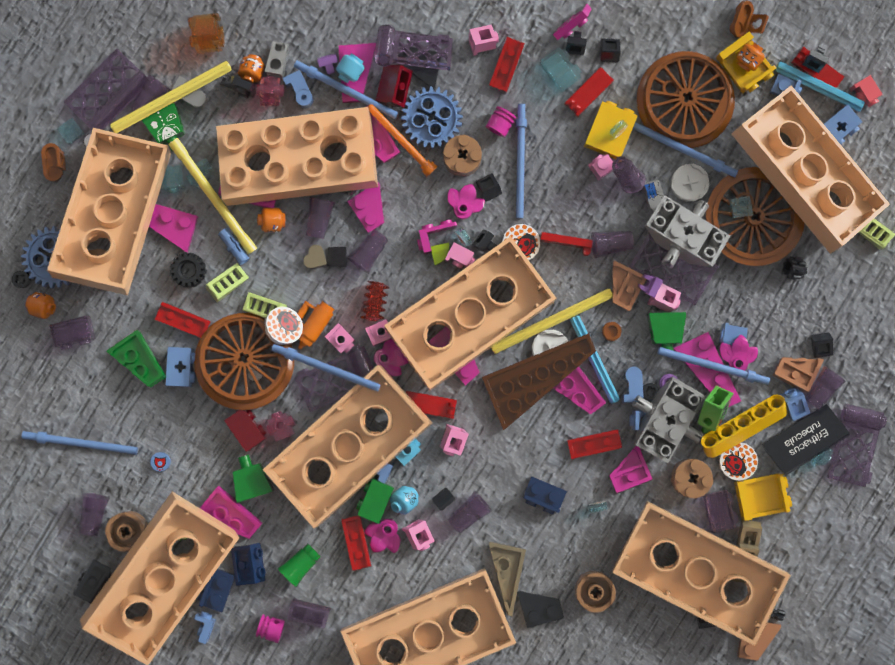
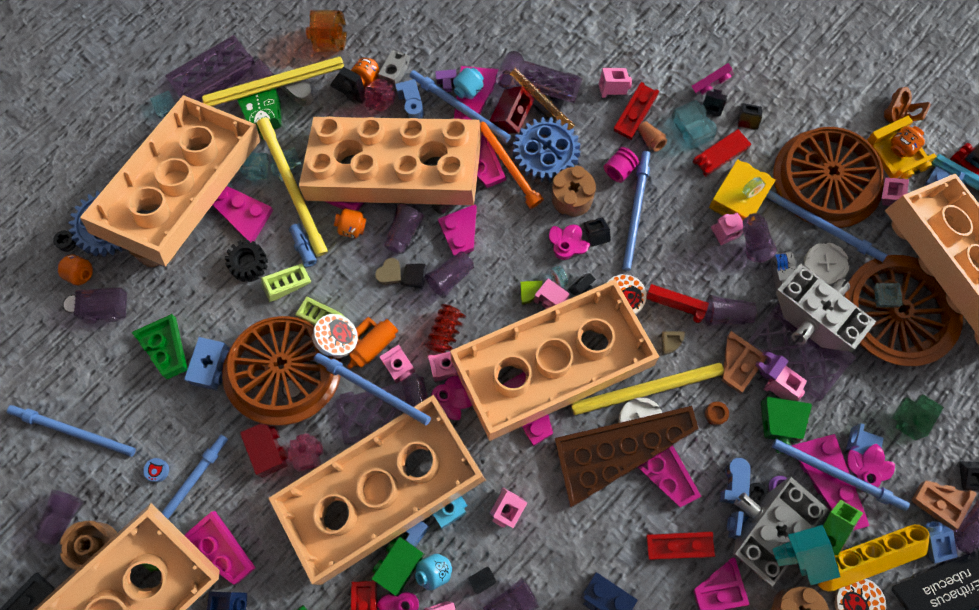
camera: 15 degrees right, 15 degrees down
(44, 334) = (68, 303): none -> clear sticker
(53, 162) = (135, 129): dark orange bracket -> none
(182, 320) = (224, 312): red hinge -> none
(201, 442) = (209, 456): none -> medium blue bar
(250, 480) = (253, 512): green torso -> none
(419, 71) = (541, 97): none -> clear orange bar
(423, 242) = (526, 263): dark pink bracket -> none
(433, 404) = (493, 462): red hinge -> none
(524, 88) = (653, 137): none -> nougat cone
(566, 276) = (671, 341): none -> dark tan tile
(597, 364) = (695, 450): medium azure axle -> none
(692, 434) = (811, 553): none -> teal hinge
(742, 108) = (893, 190): none -> bright pink brick
(772, 307) = (917, 417): none -> clear green brick
(795, 267) = (946, 376): black gear -> none

